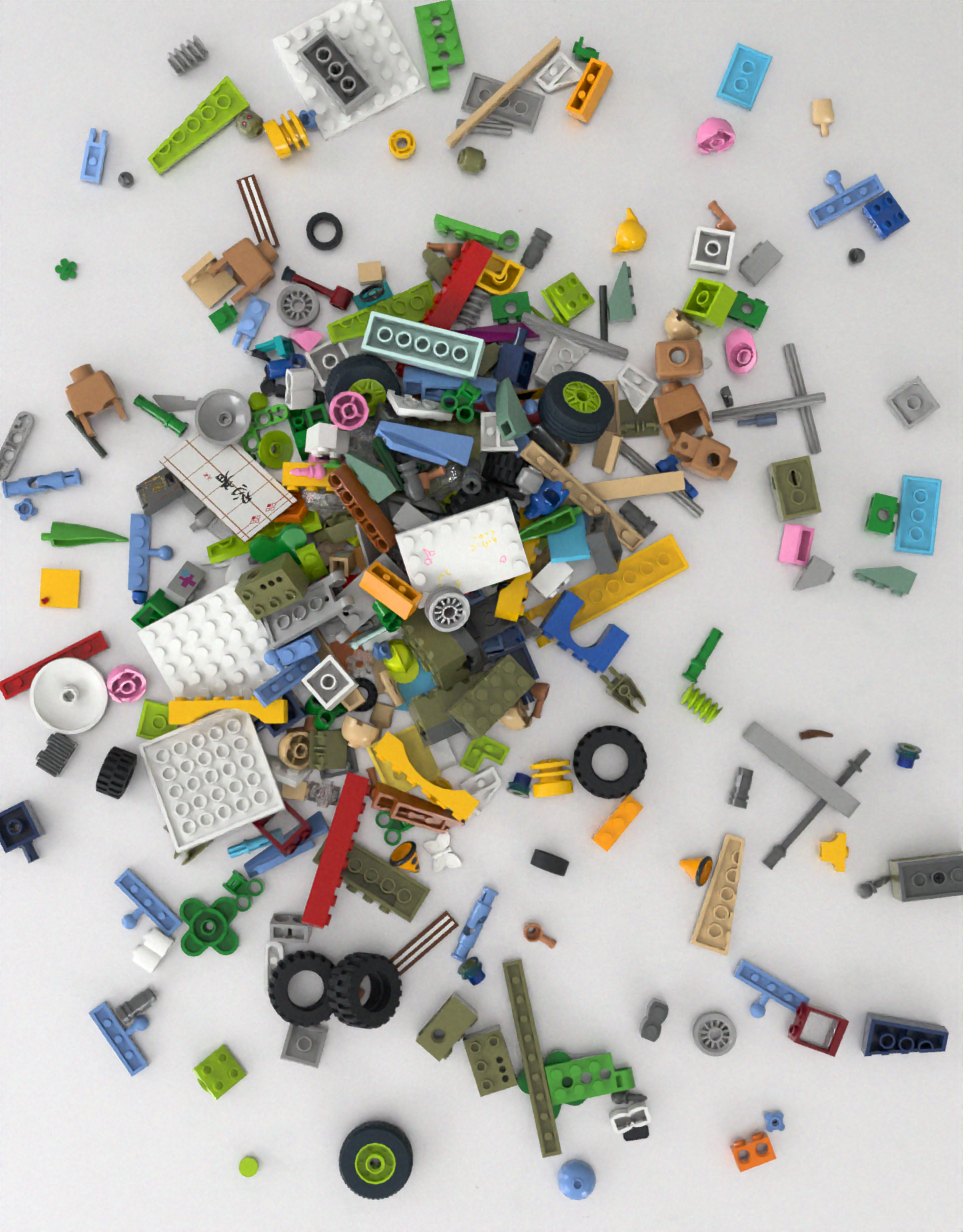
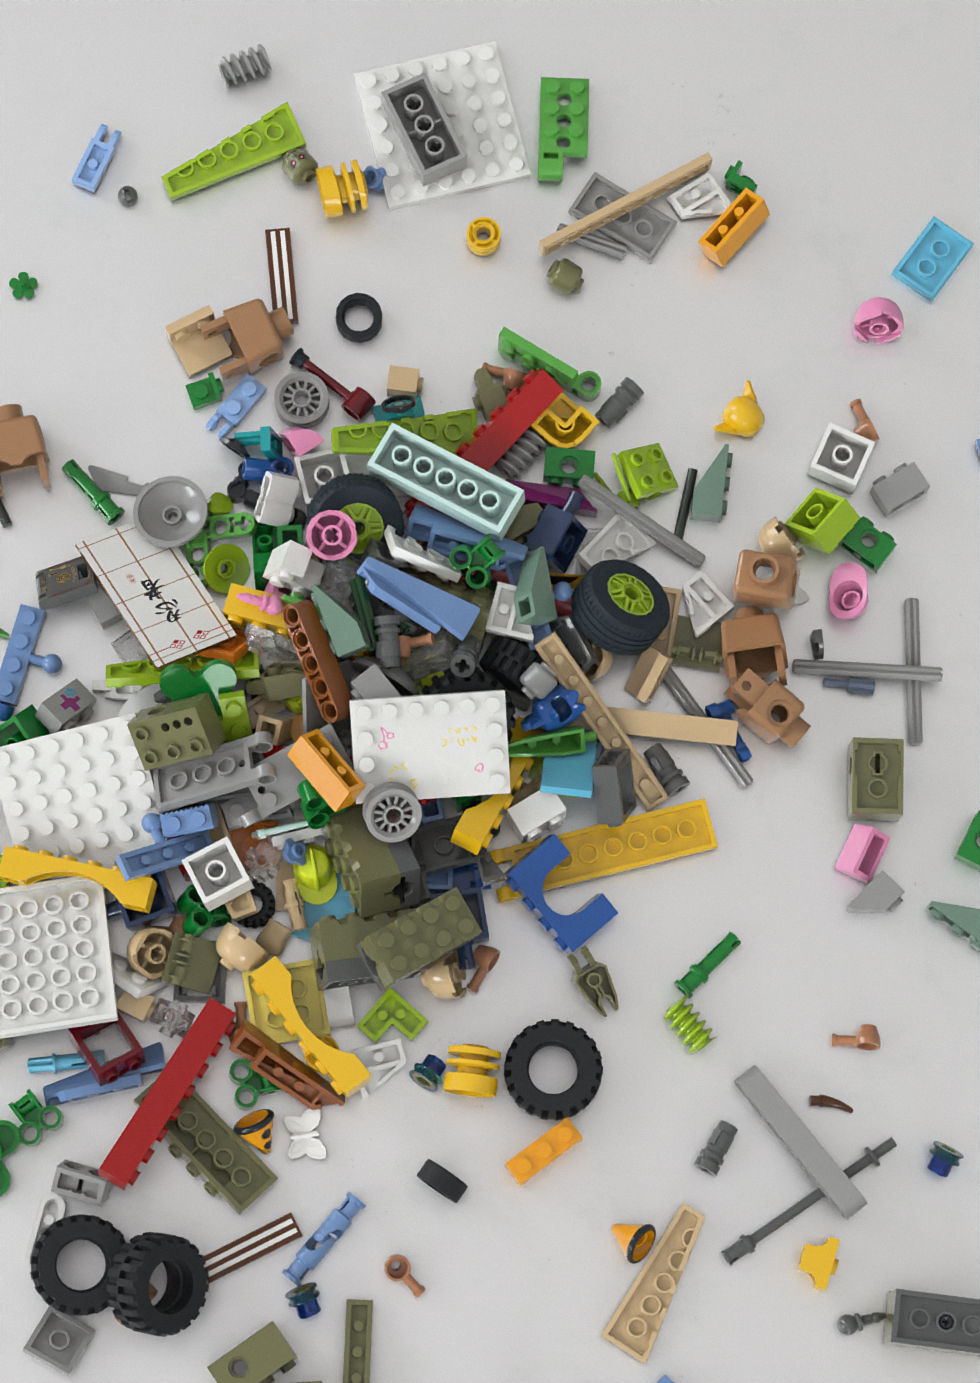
camera: 10 degrees right, 10 degrees down
(202, 519) = (110, 632): light grey plant -> none
(830, 681) = (866, 1038): none -> nougat bar

